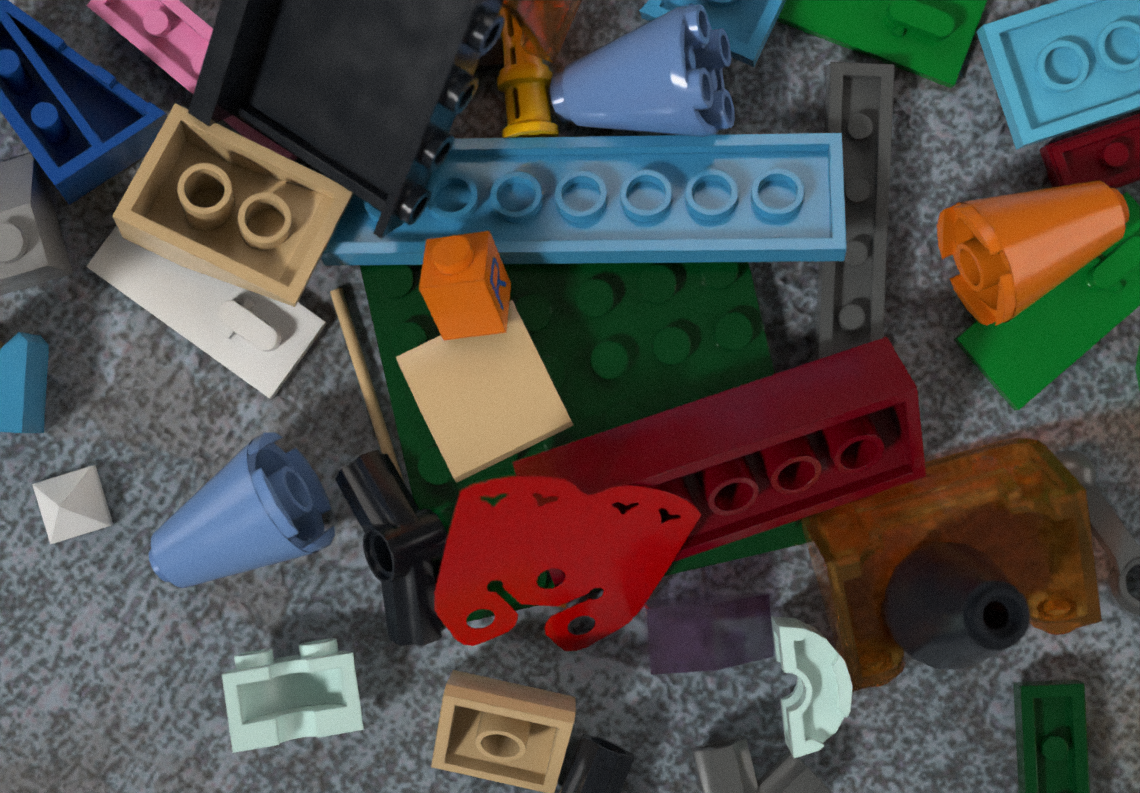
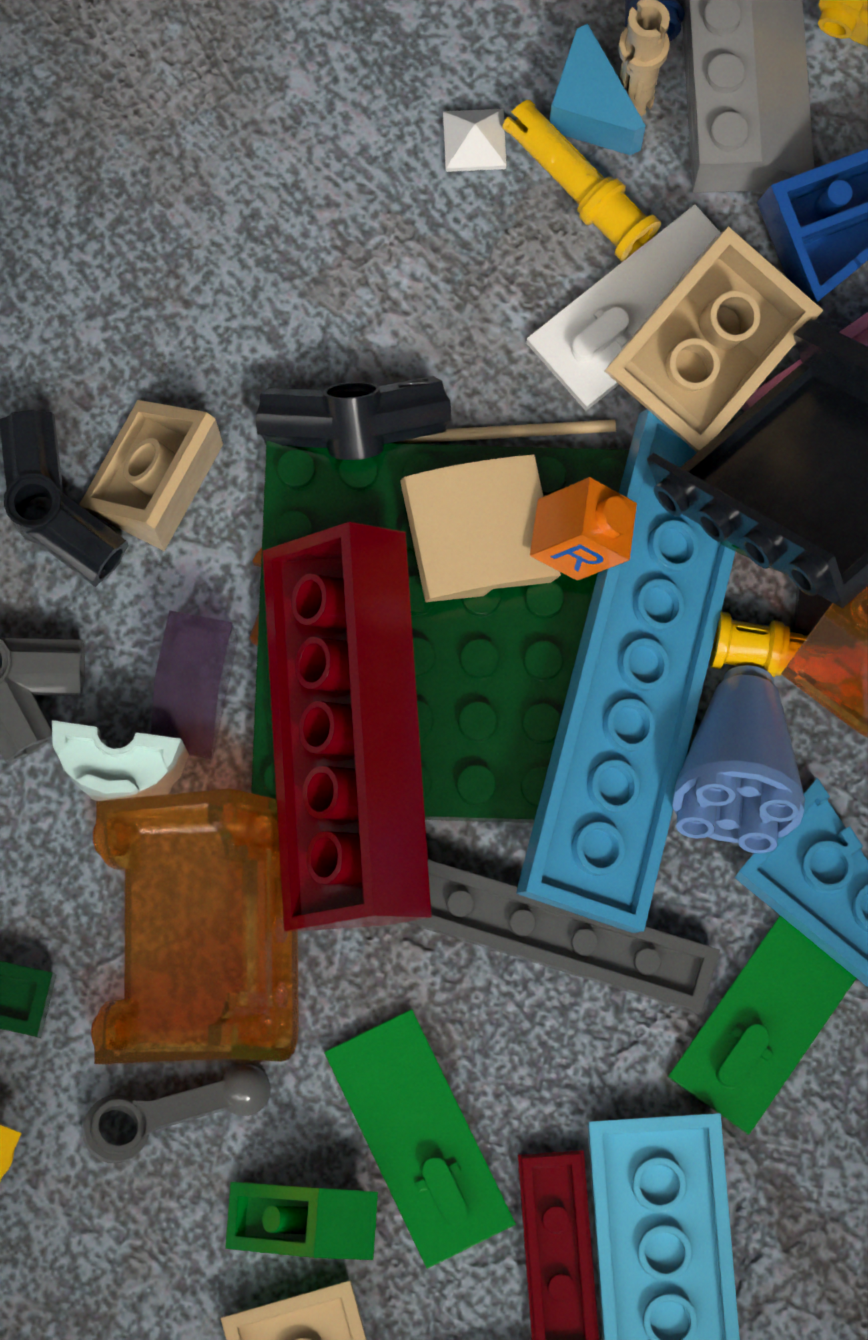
camera: 110 degrees right, 10 degrees down
(105, 362) = (599, 198): none -> yellow pin
(245, 518) = (420, 287): medium blue cone -> none
(291, 695) = (242, 284): light aqua cylinder -> none
(573, 534) = (322, 568): red piece -> none
(953, 606) = (180, 922): black cone -> none
(1026, 243) = (488, 1098): orange cone -> none

